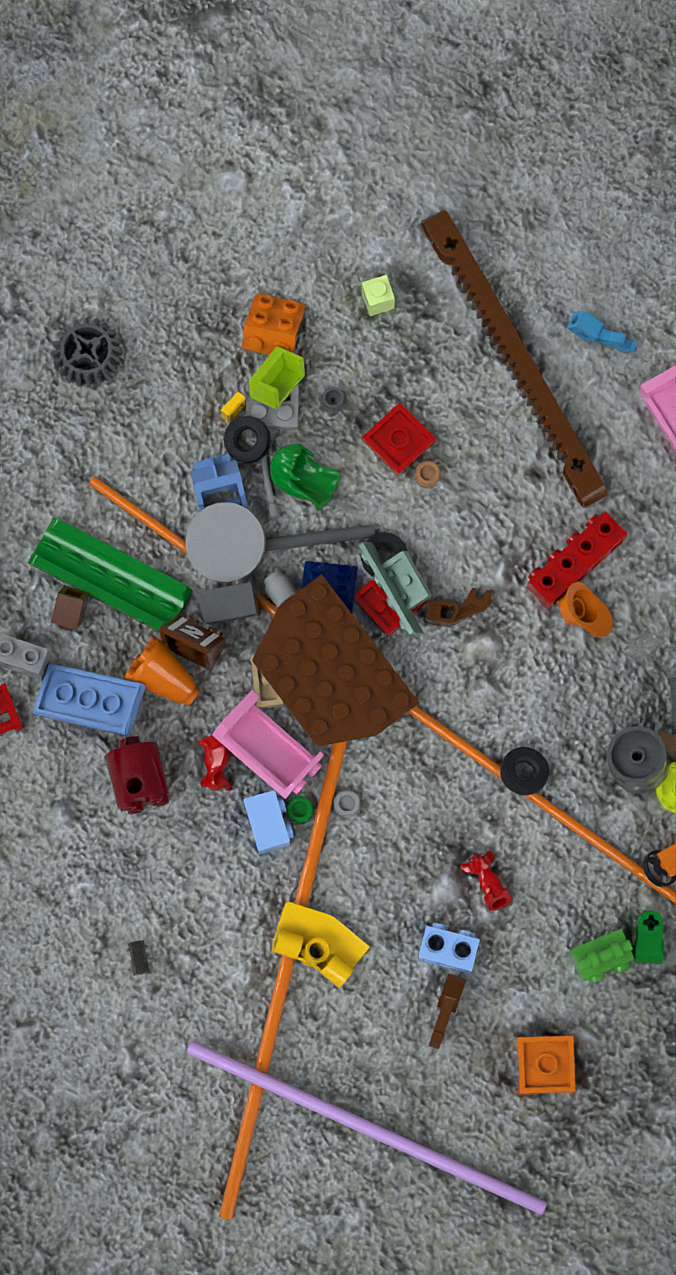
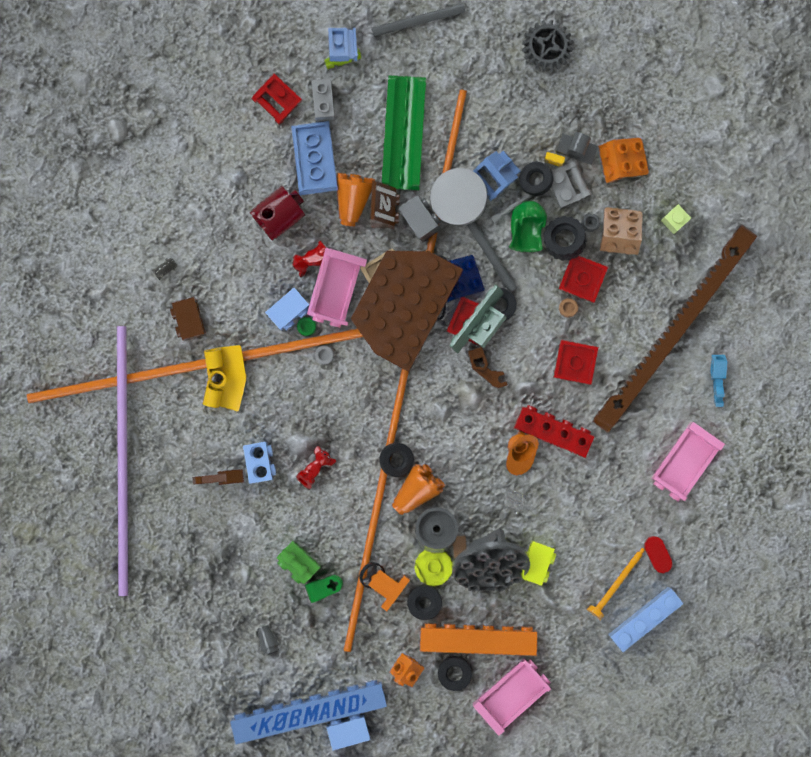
camera: 70 degrees right, 10 degrees up
(70, 608) = (369, 117): reddish brown brick -> none
(219, 956) = (188, 319): none -> reddish brown brick
(231, 373) = (577, 147): none -> dark grey tile
(276, 377) = (586, 178): lime panel -> none
(279, 588) = (445, 247): light grey brick -> none
(321, 429) = (561, 224): none -> black tyre
(362, 366) = (621, 231): none -> medium nougat bracket
(500, 495) = (575, 362): none -> red plate
(546, 1065) = (211, 557): orange panel -> none
(575, 761) = (417, 489): none -> orange cone

